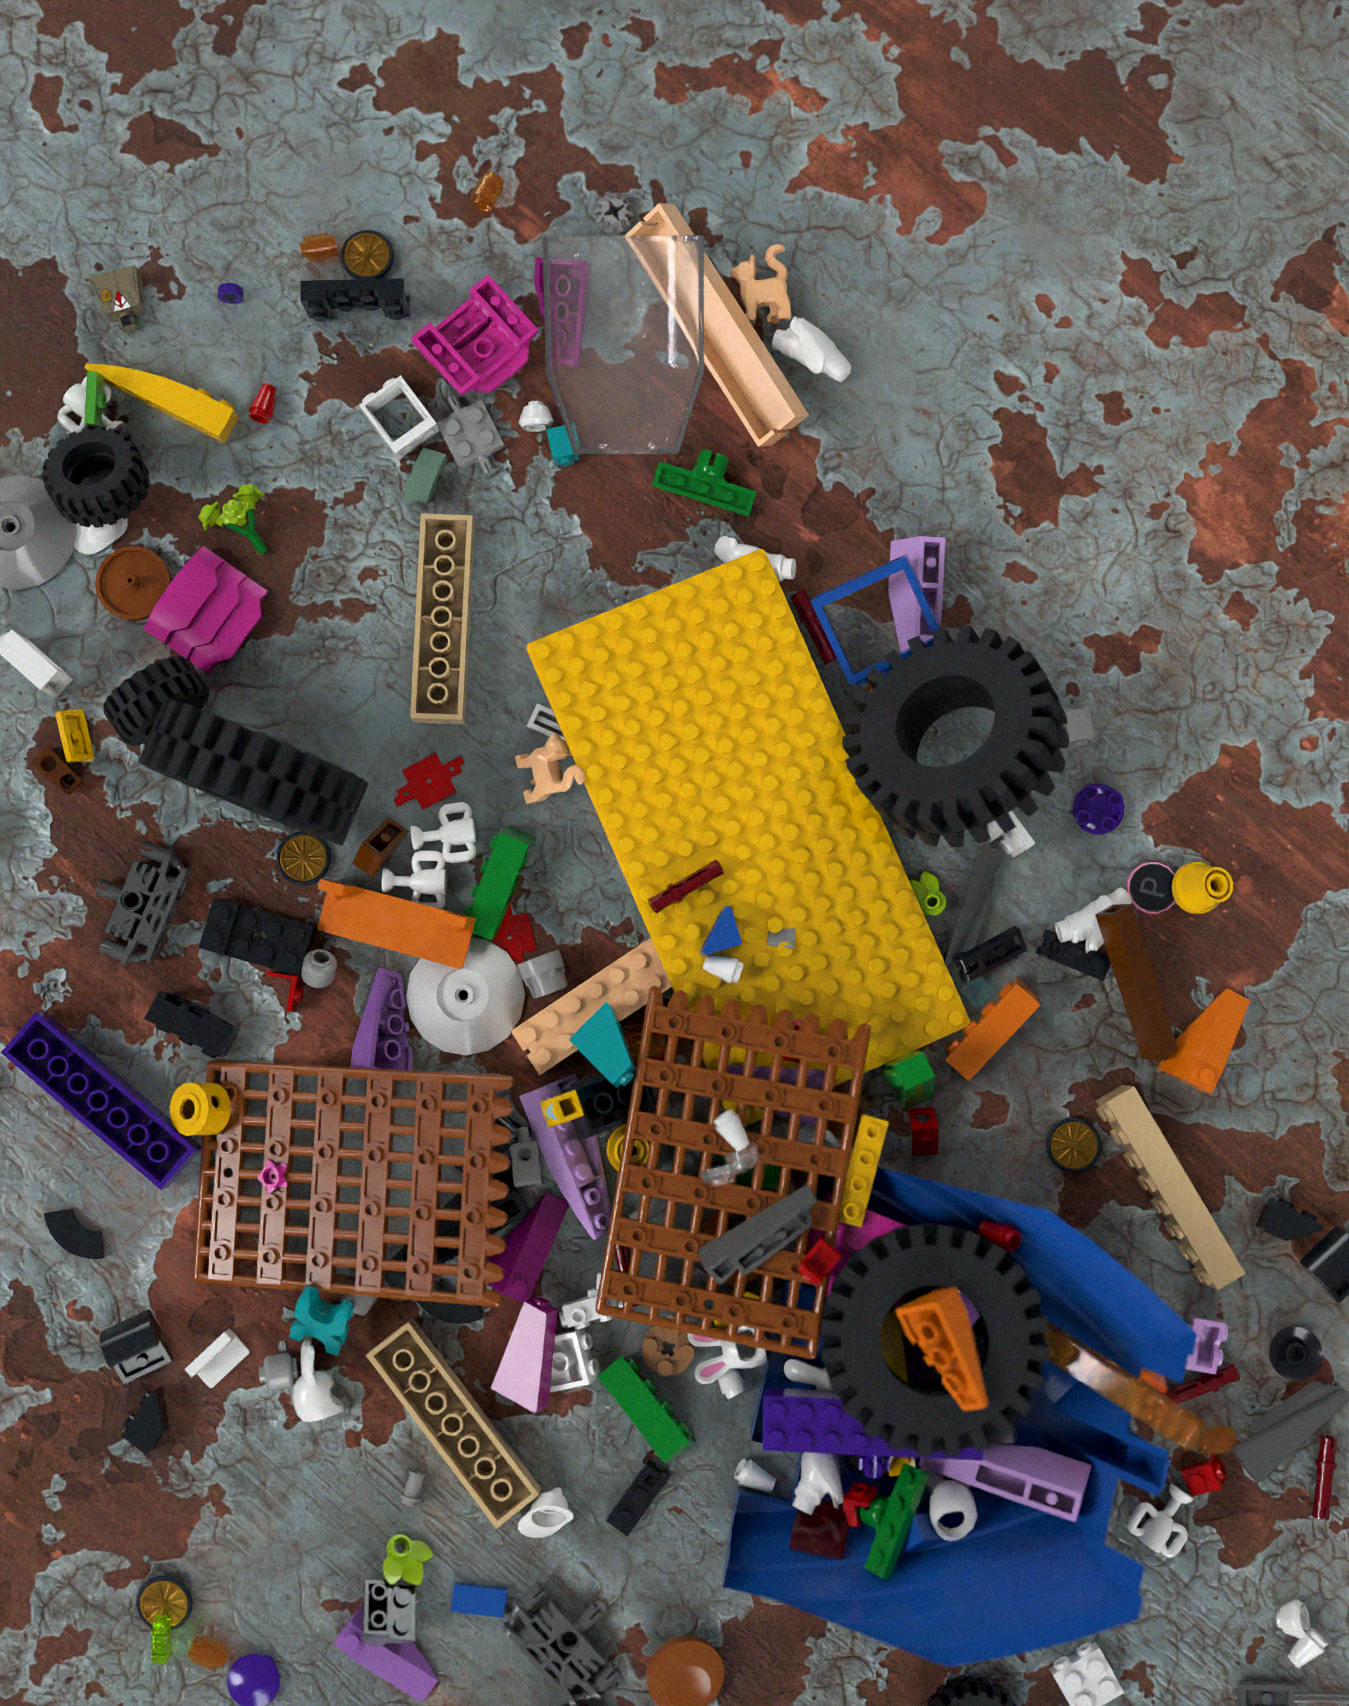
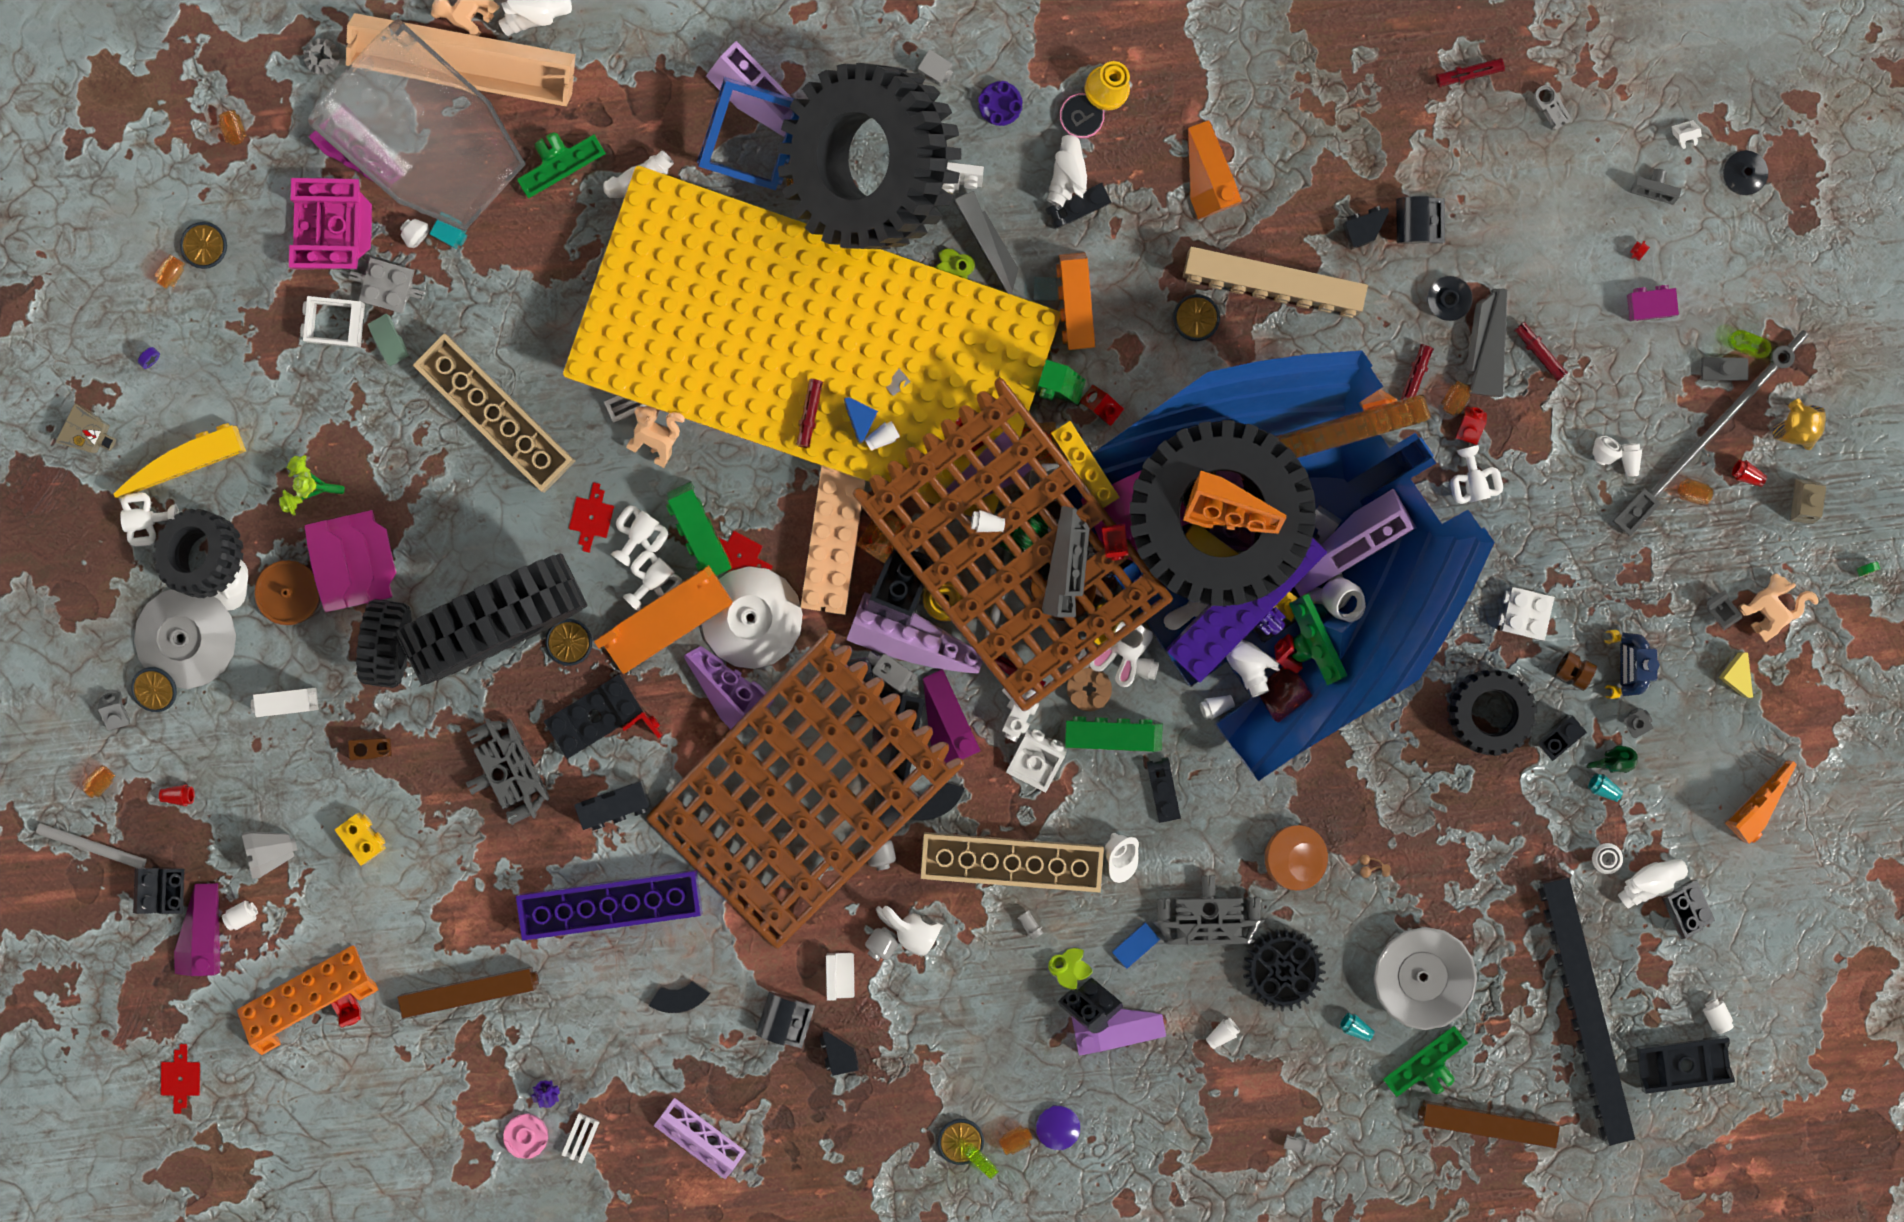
camera: 45 degrees left, 5 degrees up
(74, 735) = (355, 718): yellow plate -> none
(94, 399) = (145, 508): bright green plate -> none
(193, 1109) = (682, 846): yellow piece -> none
(263, 404) = (244, 403): red cone -> none
(266, 1176) = (752, 842): dark pink plate -> none
(319, 968) = (650, 694): light grey head -> none
(321, 1320) = (874, 887): teal piece -> none
(324, 296) = (207, 301): black piece -> none
(379, 847) = (606, 586): reddish brown slope -> none
(528, 1358) = (1013, 778): slope -> none
(544, 973) = (783, 554): light grey piece -> none
(561, 1108) = (878, 618): yellow brick -> none
(605, 1045) = (864, 555): teal slope -> none
(737, 1164) = (1010, 537): clear slope -> none
(811, 621) = (706, 175): dark red pin -> none
(990, 954) = (1029, 259): black plate -> none
(1001, 1235) = (1201, 413): red cone -> none
(1136, 982) = (1130, 183): reddish brown brick -> none
(1206, 1350) = (1391, 351): lavender cylinder -> none

